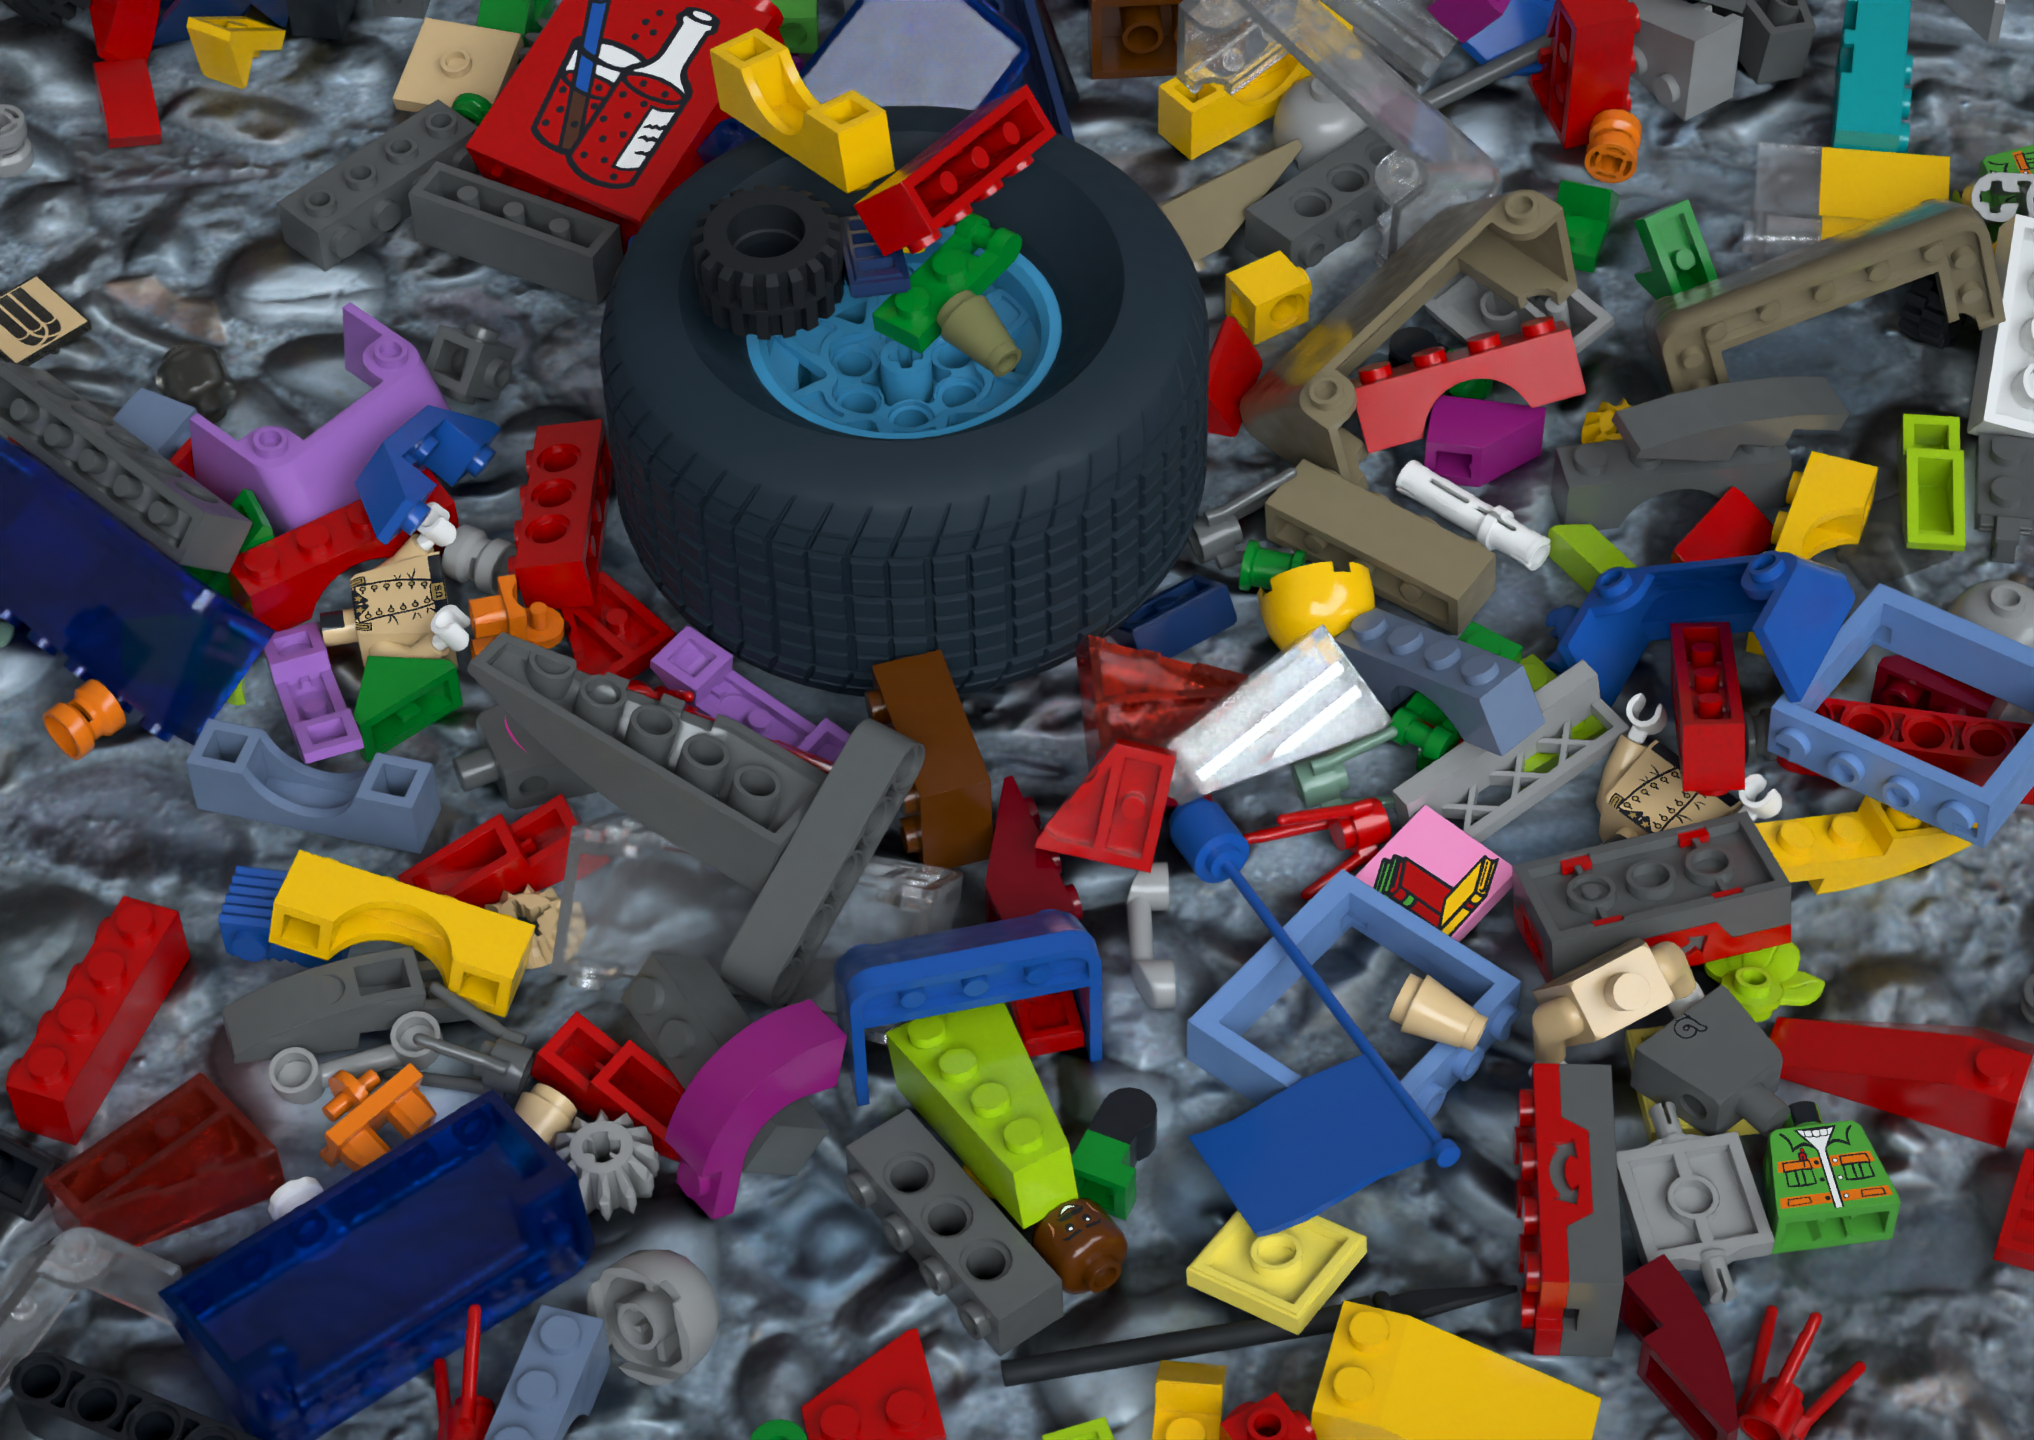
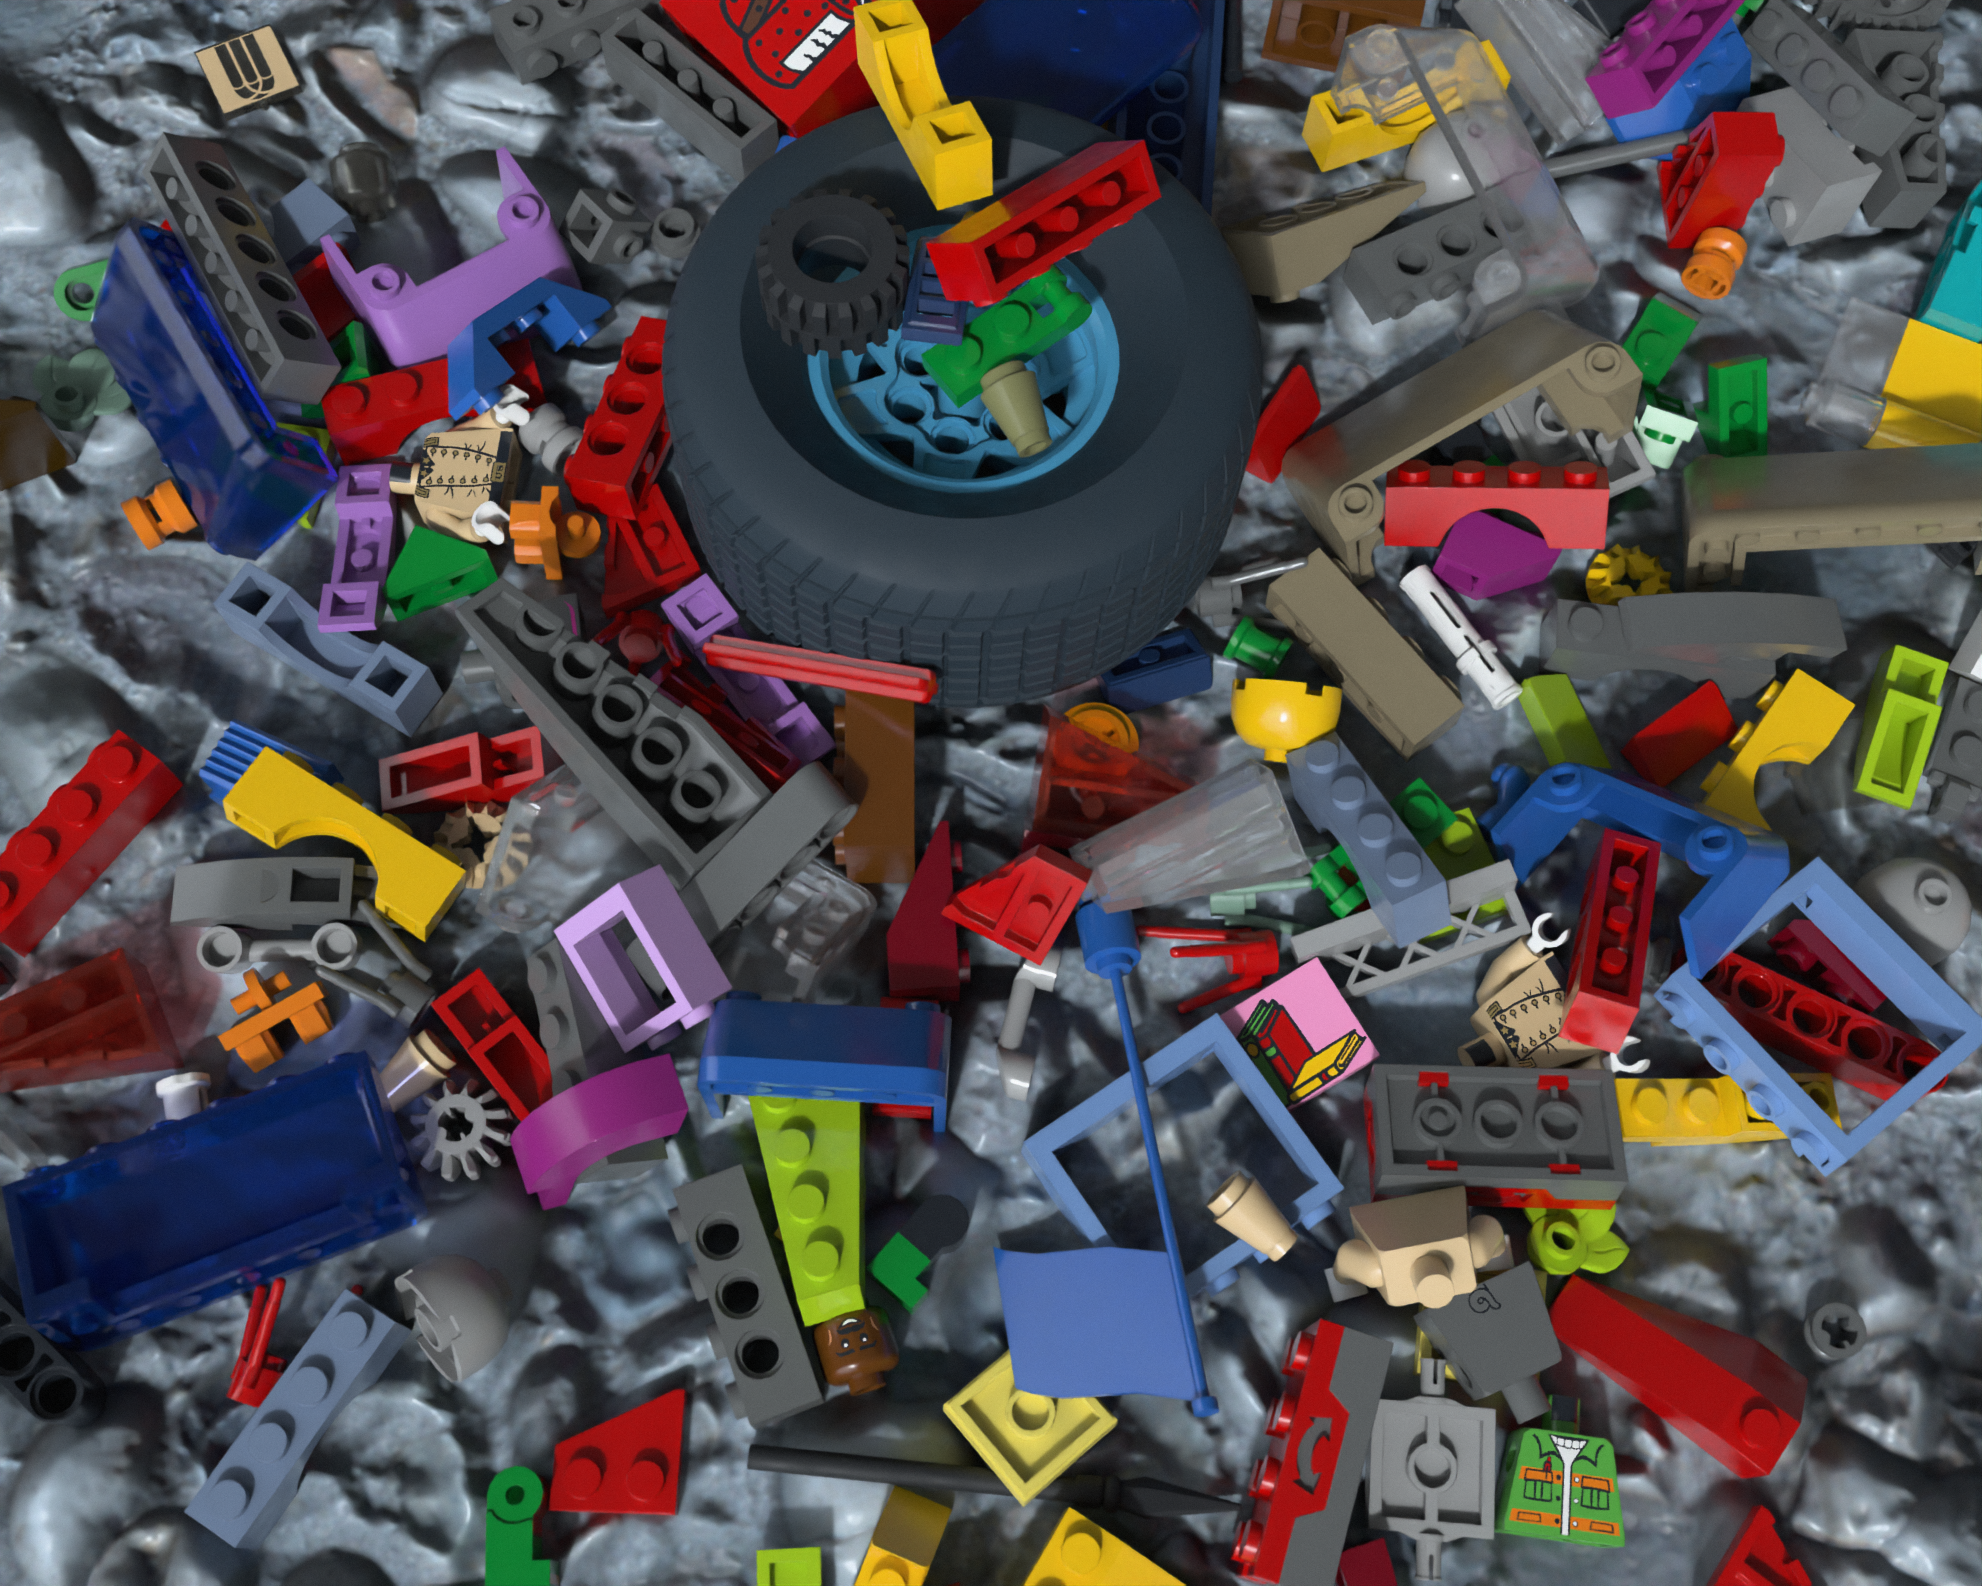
camera: 10 degrees right, 20 degrees up
(539, 358) = (670, 223): none -> dark grey plate
(703, 904) = (670, 942): none -> lavender window
(839, 660) = (821, 669): none -> axle
(1268, 296) = (1345, 345): yellow brick -> none
(1613, 290) = (1662, 425): none -> slope

